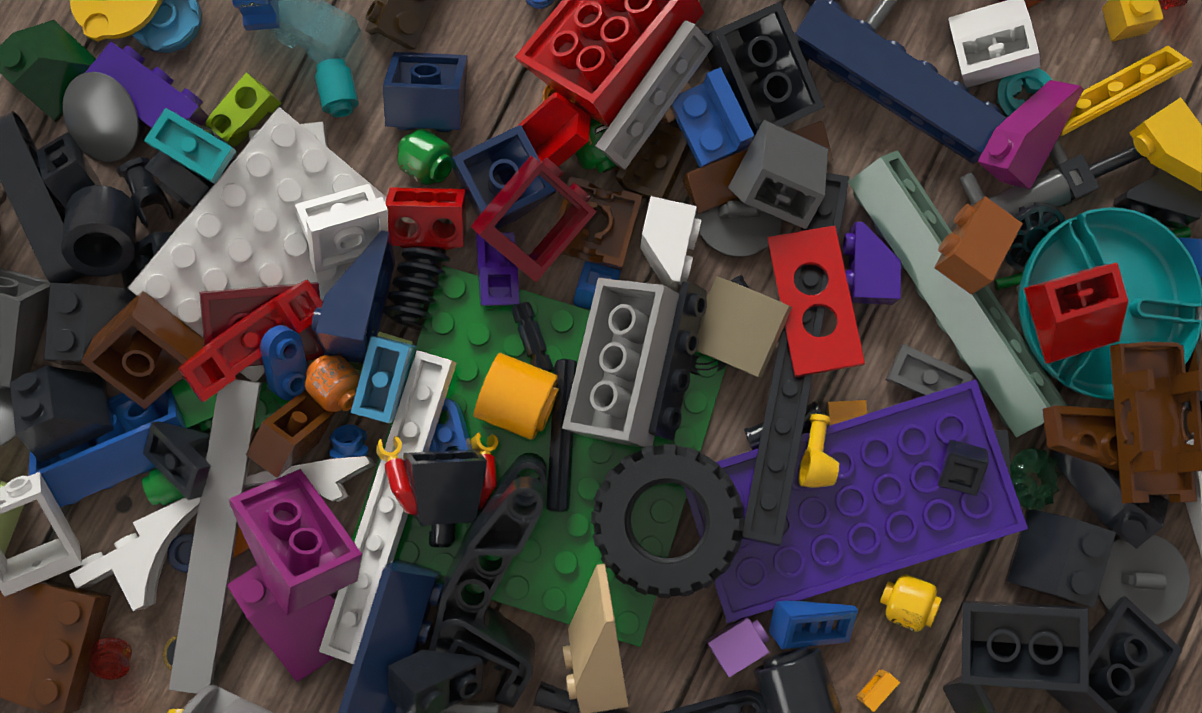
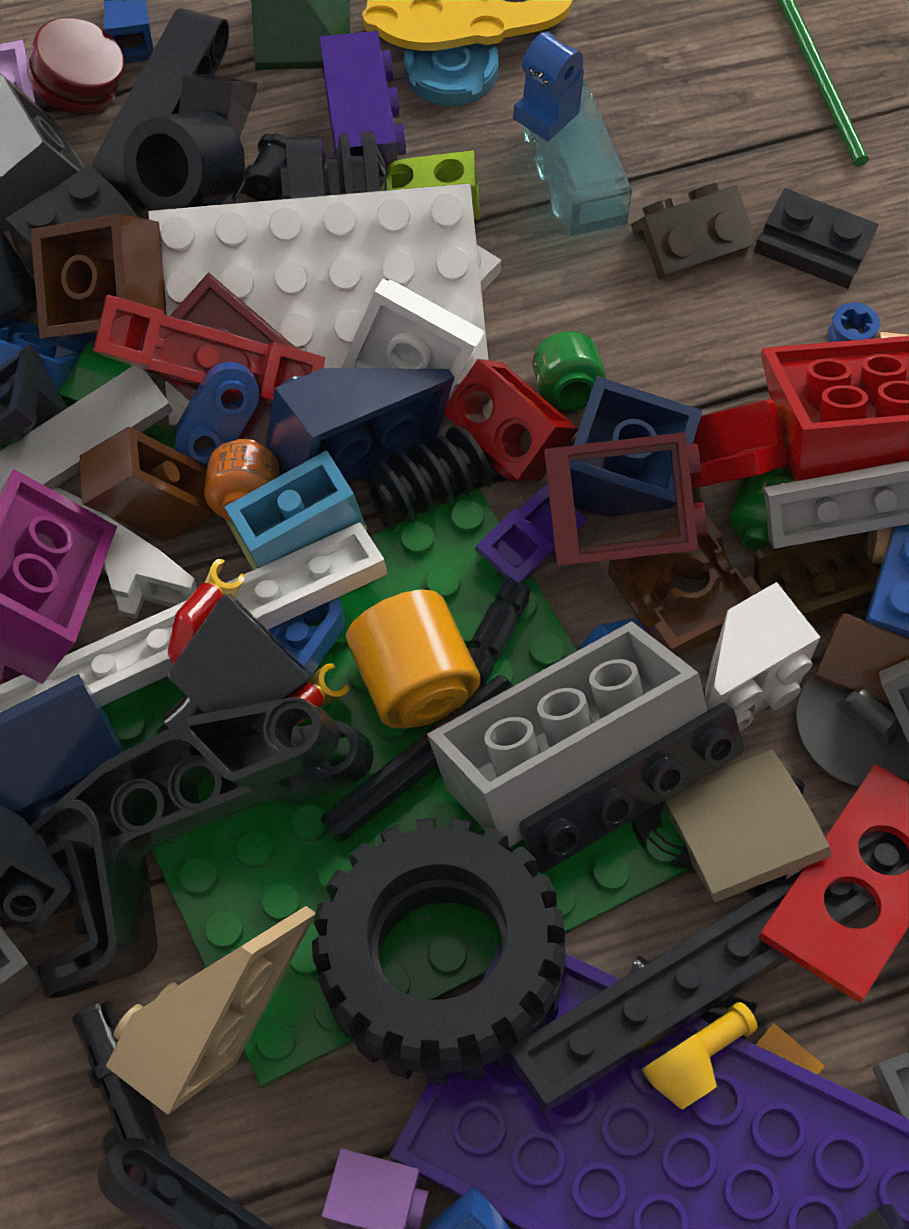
camera: 45 degrees right, 20 degrees down
(100, 116) = (298, 84): dark grey shield -> none
(190, 145) = (346, 138): teal plate -> none
(336, 87) = (547, 241): teal brick -> none
(348, 442) = (194, 556): blue plate -> none
(425, 91) = (632, 316): dark blue slope -> none

